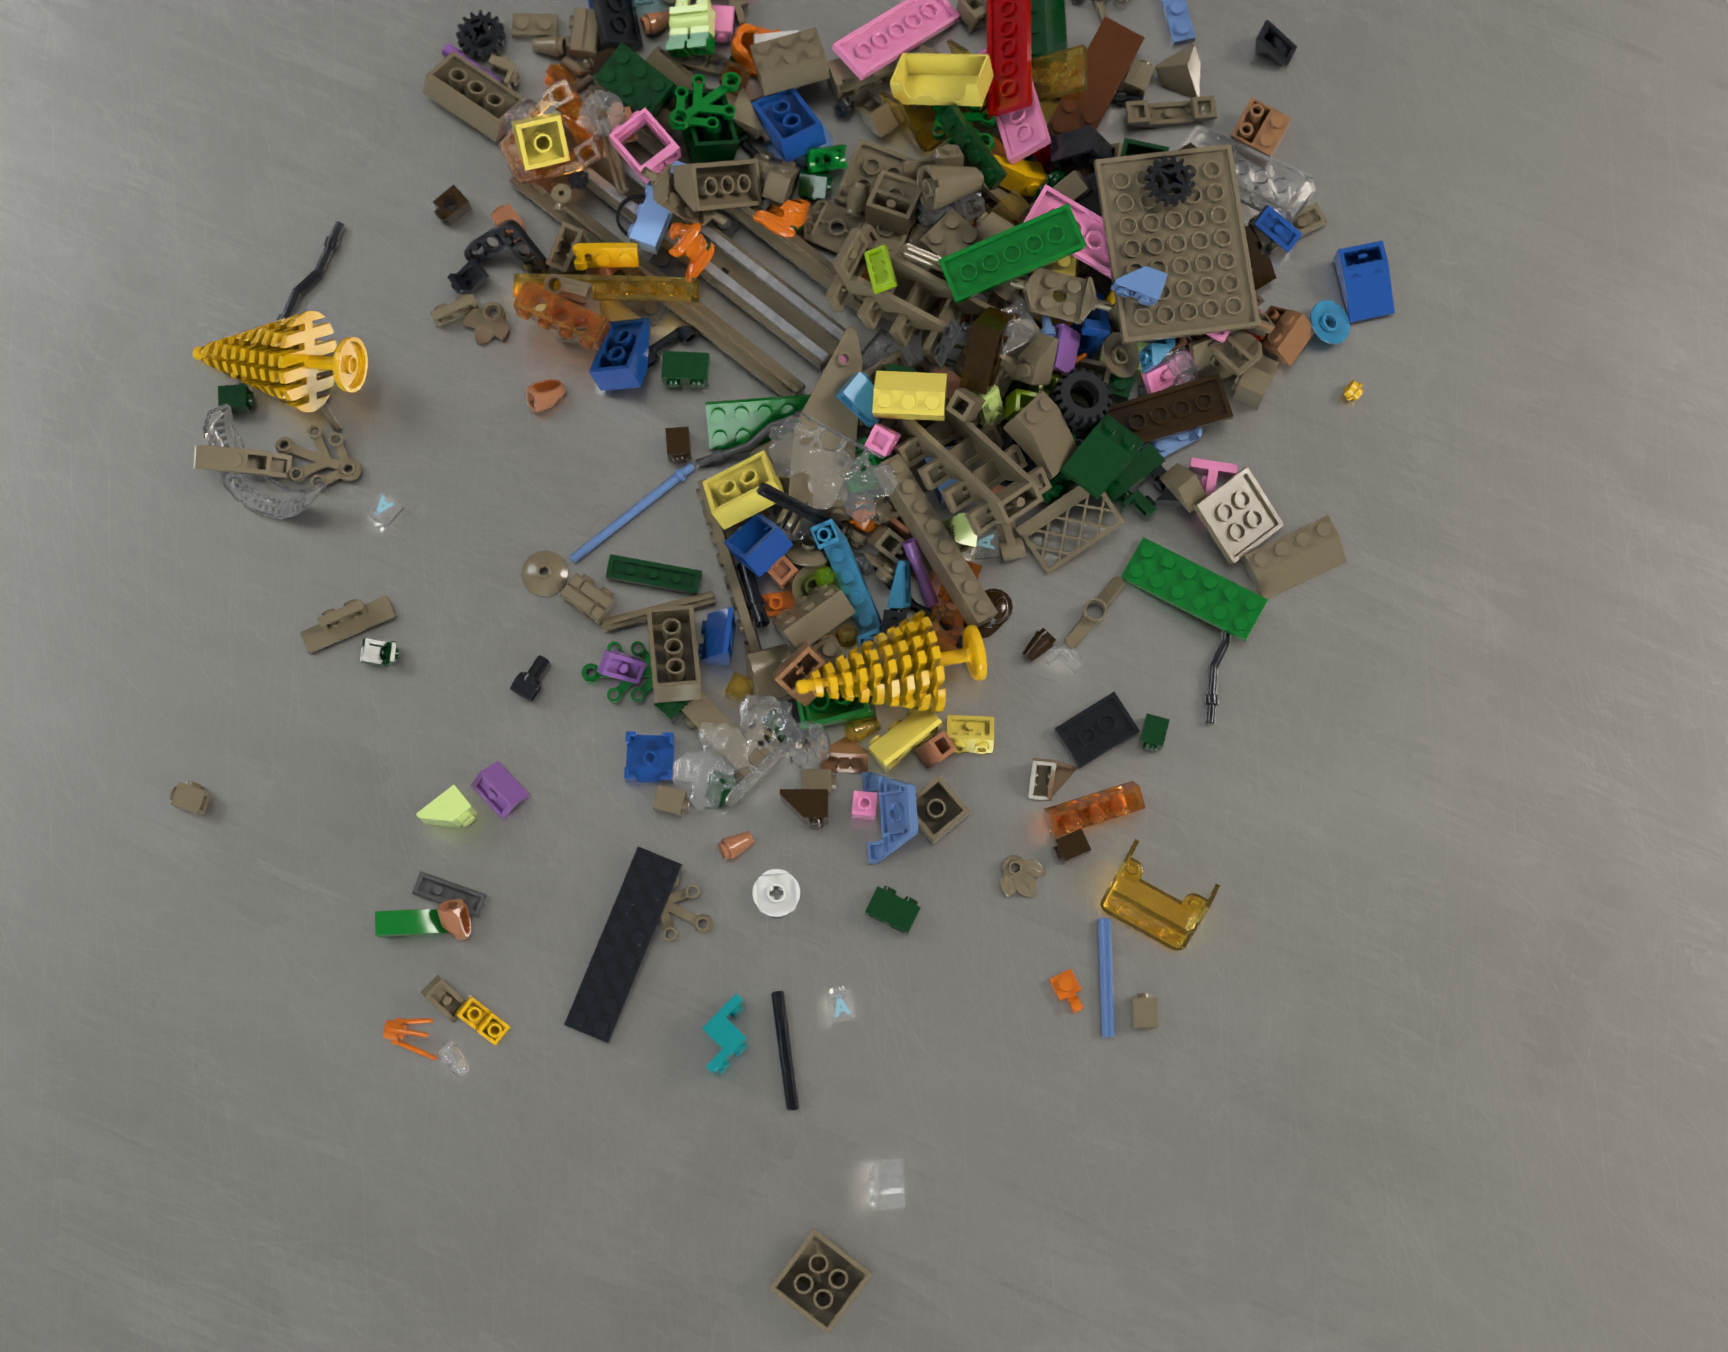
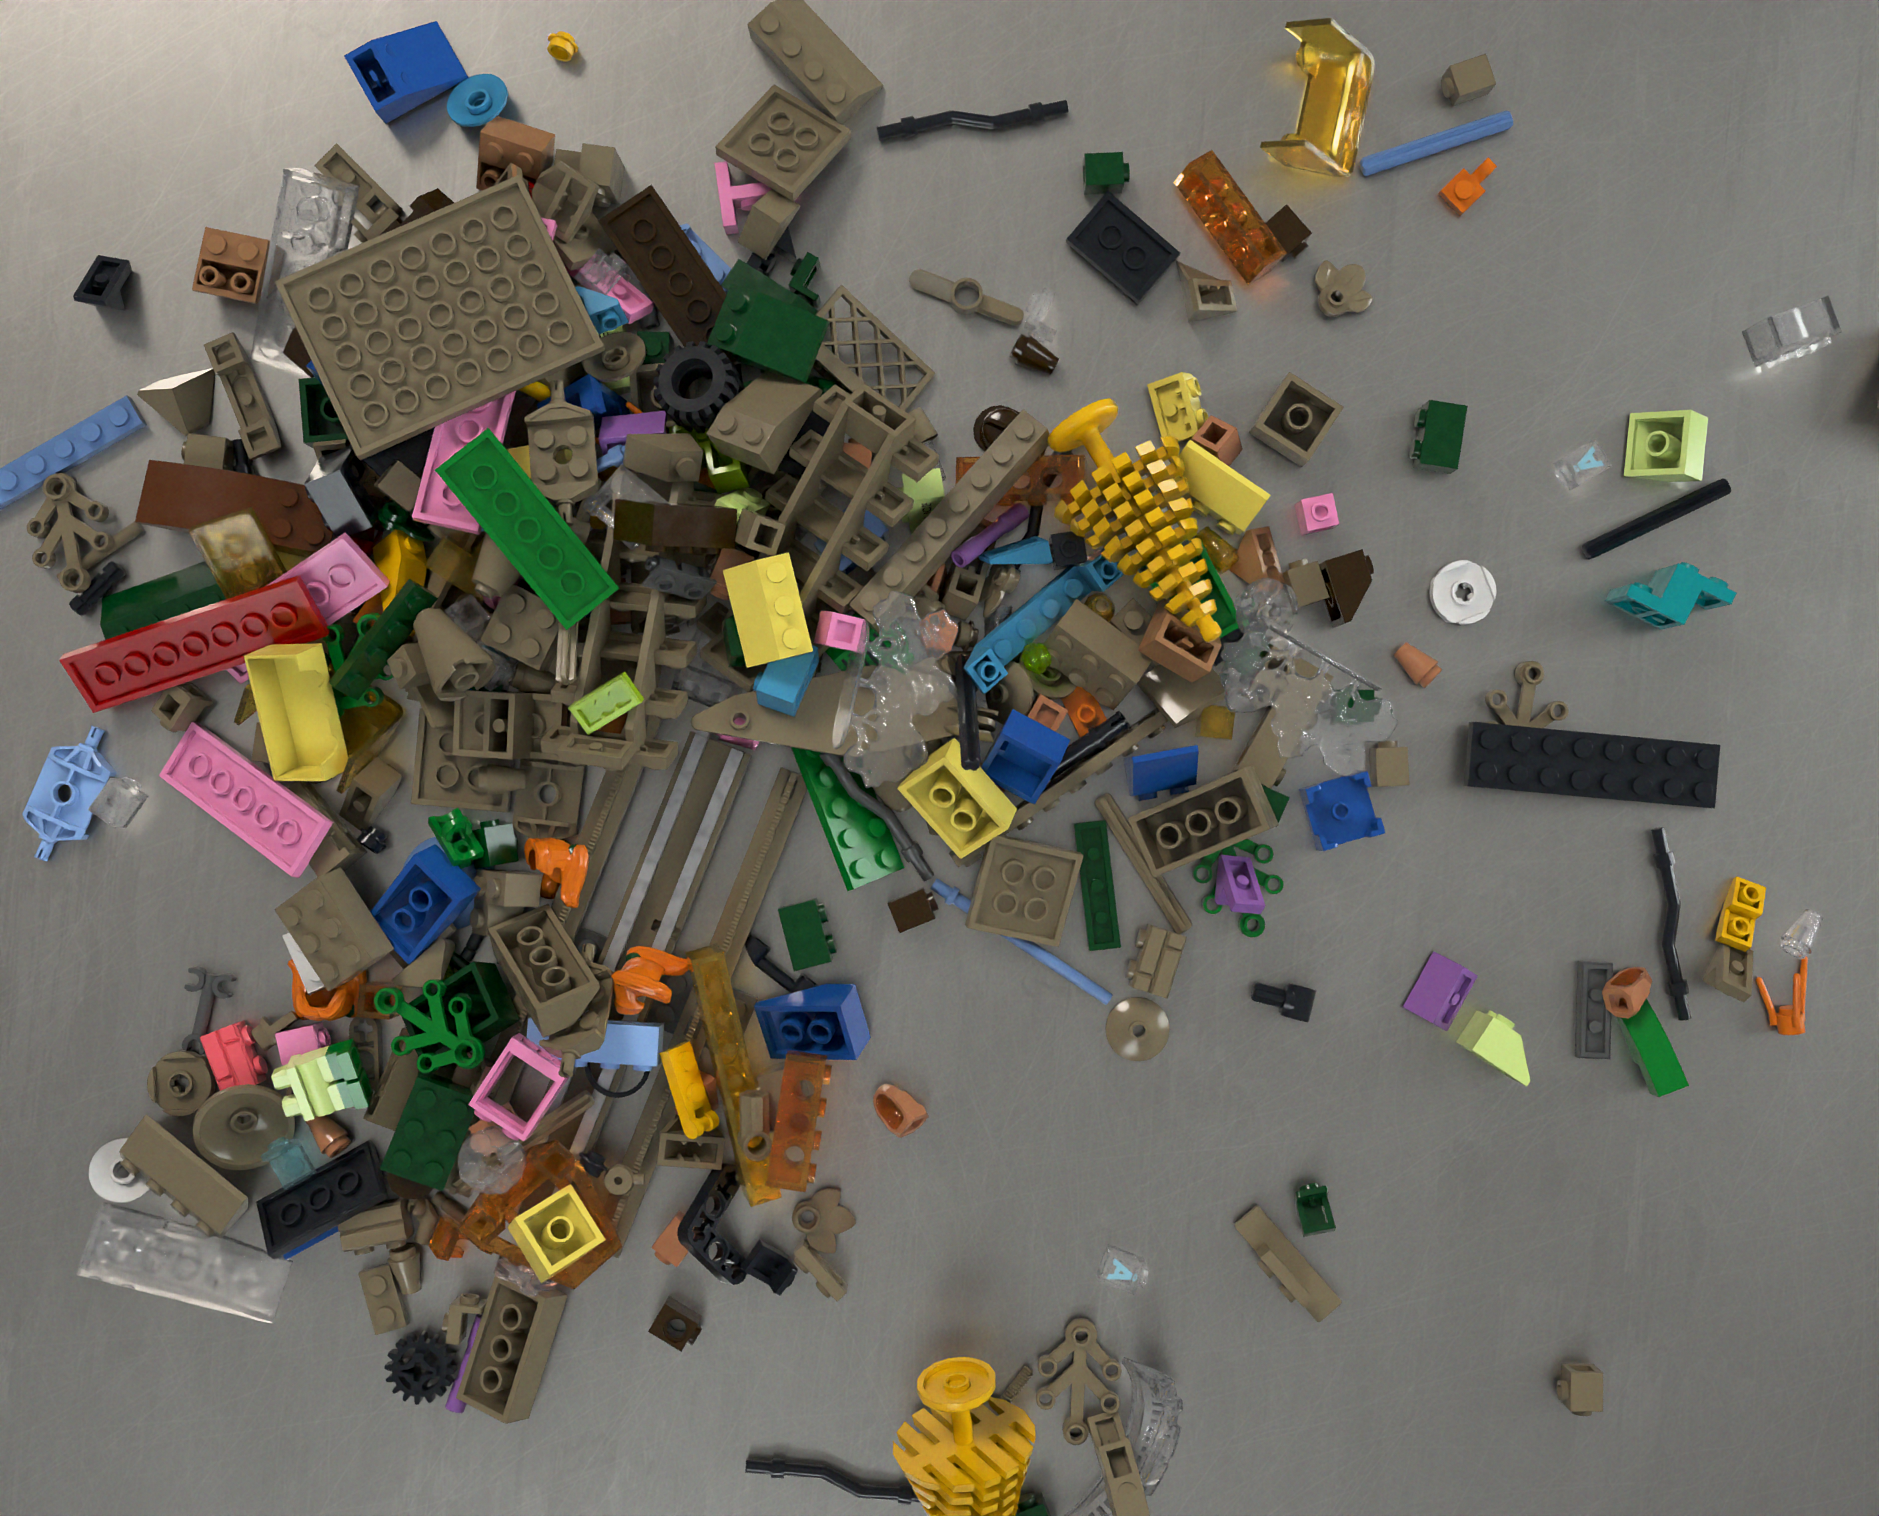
camera: 110 degrees left, 10 degrees up
(446, 958) = (1677, 986): none -> black bar
(666, 521) = (1024, 890): none -> dark tan plate
(834, 1072) = (1666, 446): none -> yellowish green slope
(897, 814) = (1318, 465): medium blue wing -> none
(1142, 284) = (516, 340): medium blue slope -> none
(1161, 176) = (364, 357): black gear -> none
(1194, 589) = (898, 173): green plate -> none
(1277, 228) = (370, 201): blue plate -> none

